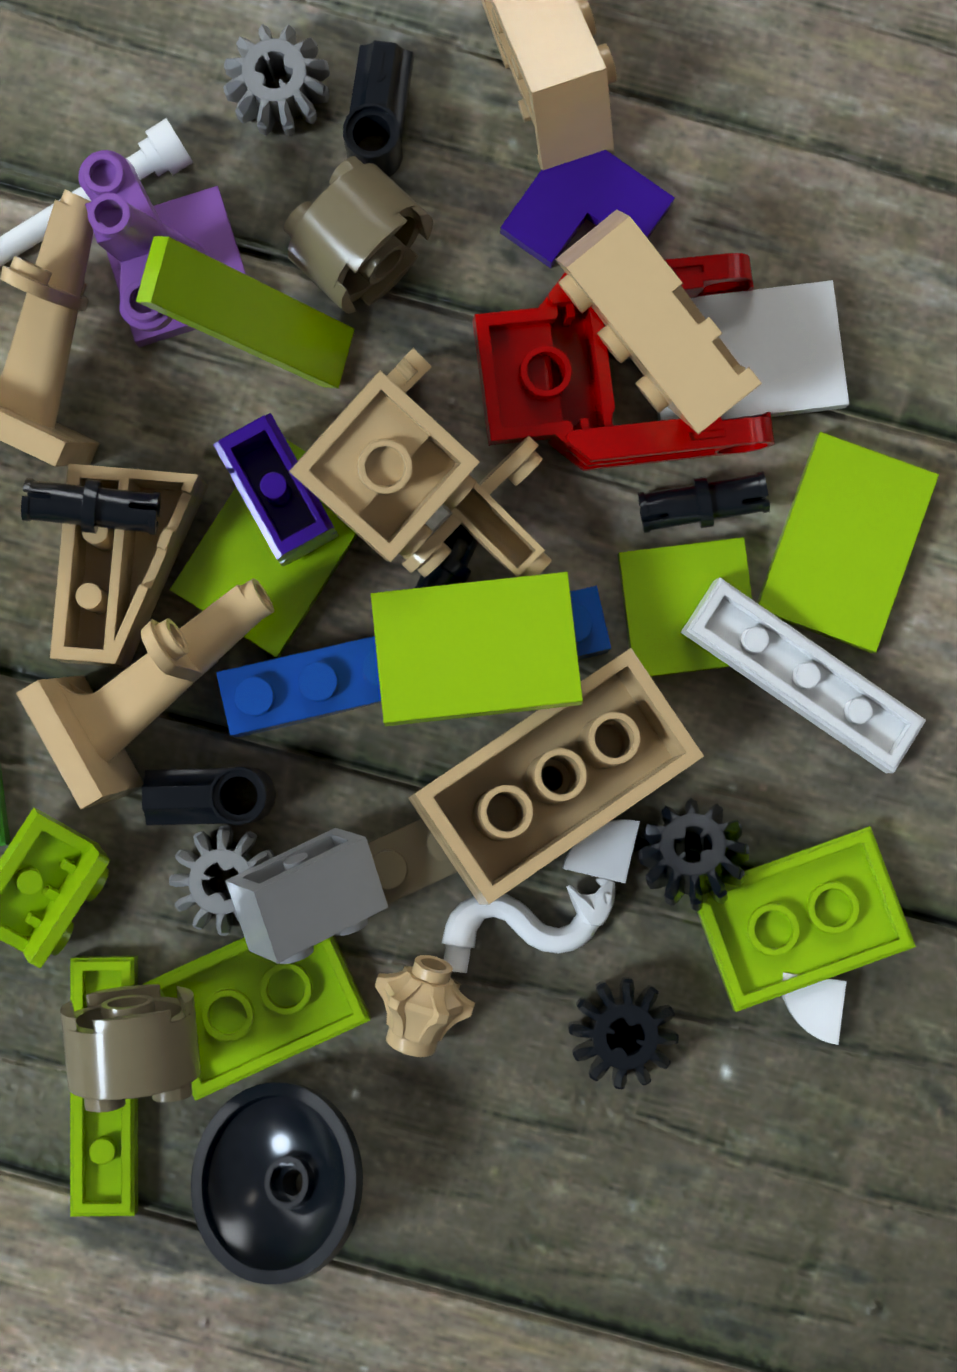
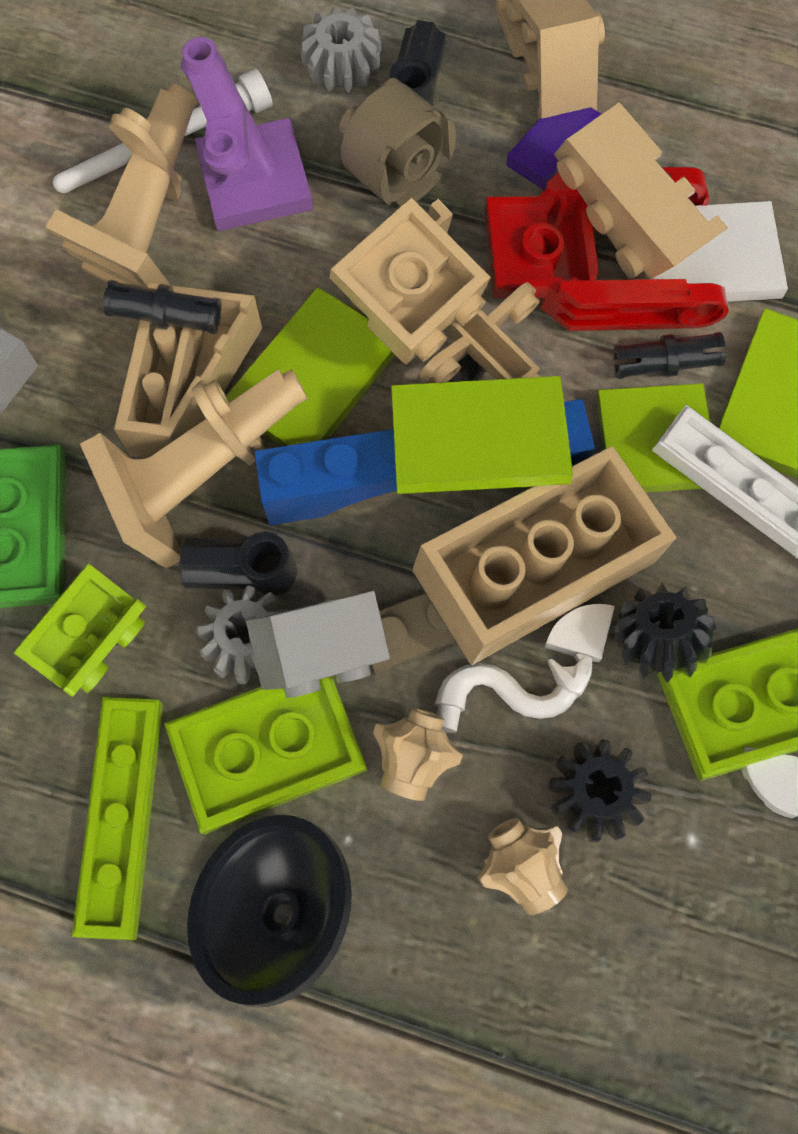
camera: 10 degrees right, 15 degrees down
(131, 1046) = (145, 763): dark tan brick -> none
(244, 312) = (296, 169): lime tile -> none
(279, 503) = (318, 314): dark purple brick -> none
(545, 1117) = (525, 865): none -> tan rock

